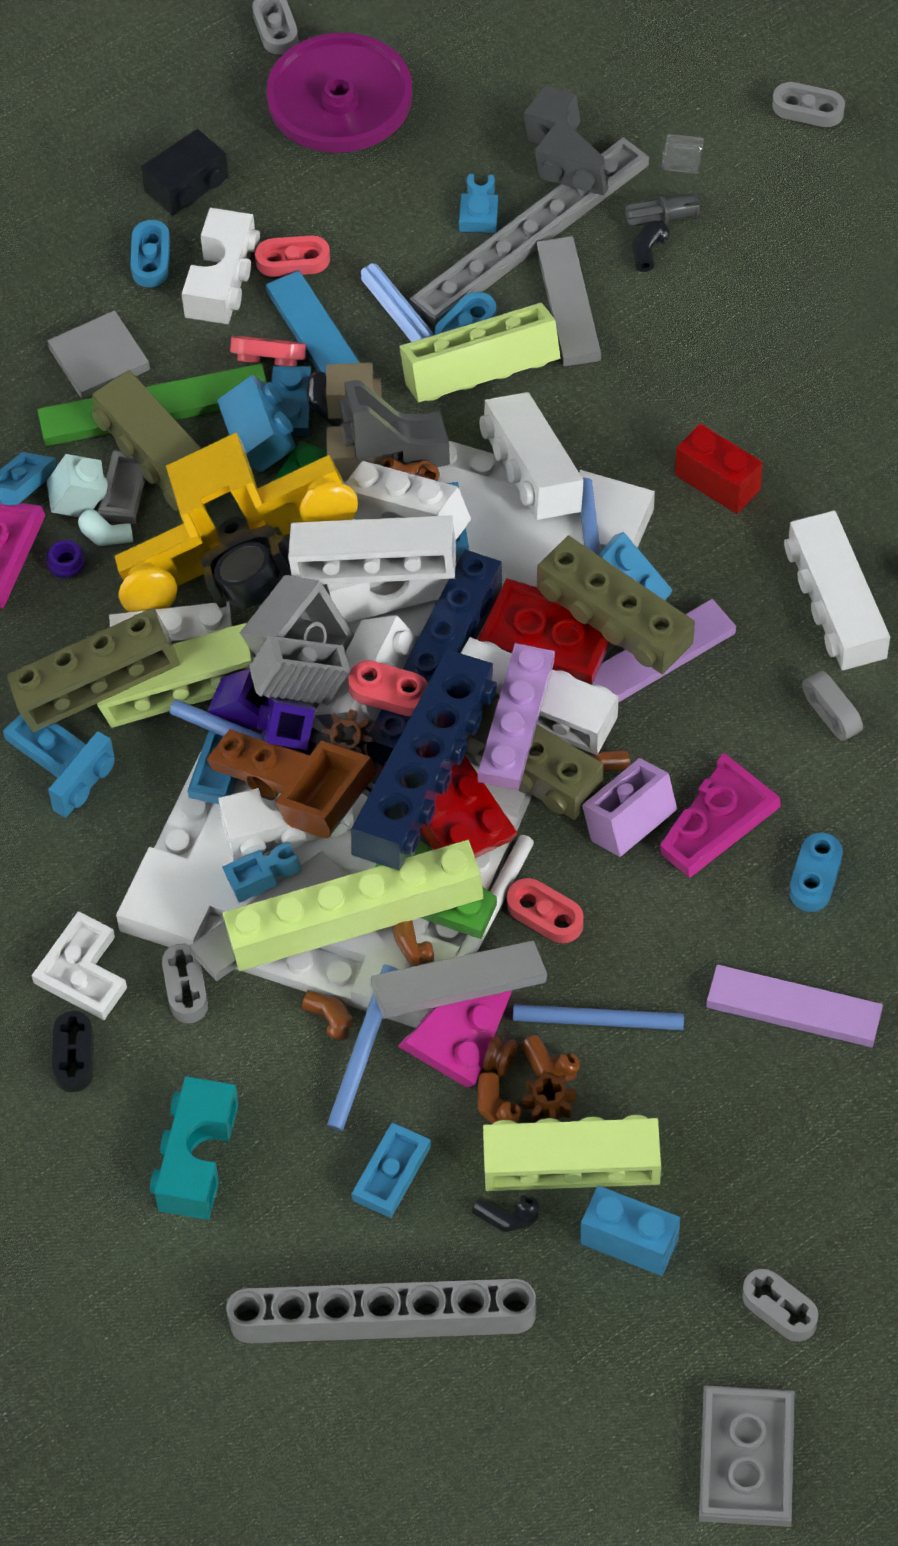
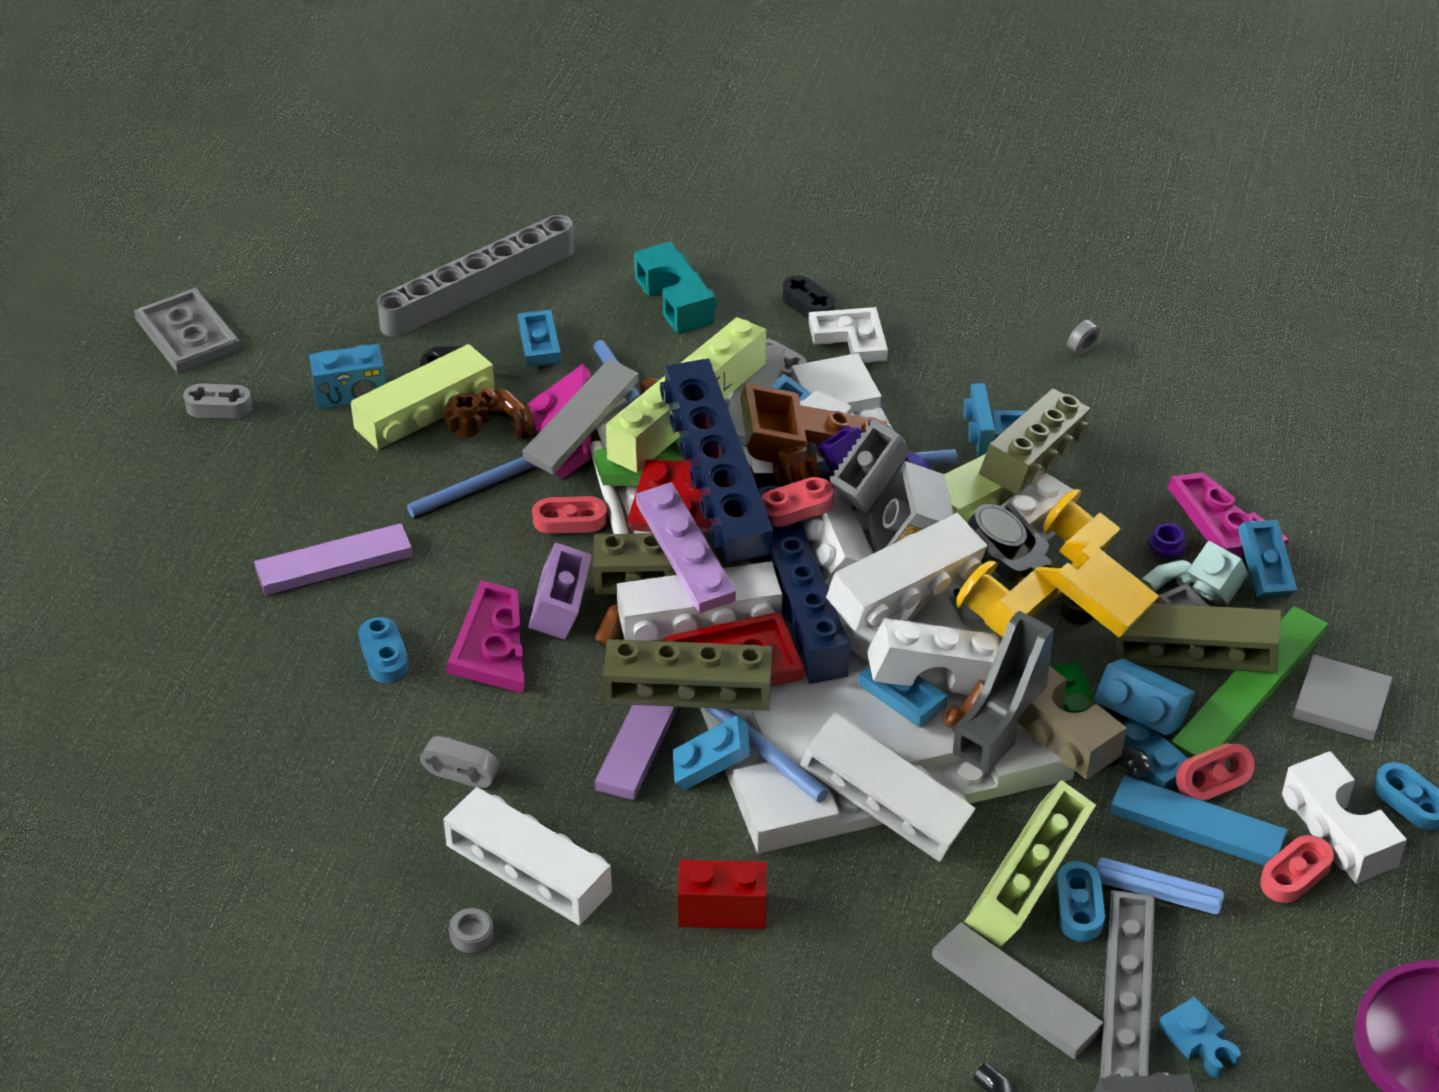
camera: 140 degrees right, 15 degrees down
(541, 1060) = (485, 439): dark orange arm -> none

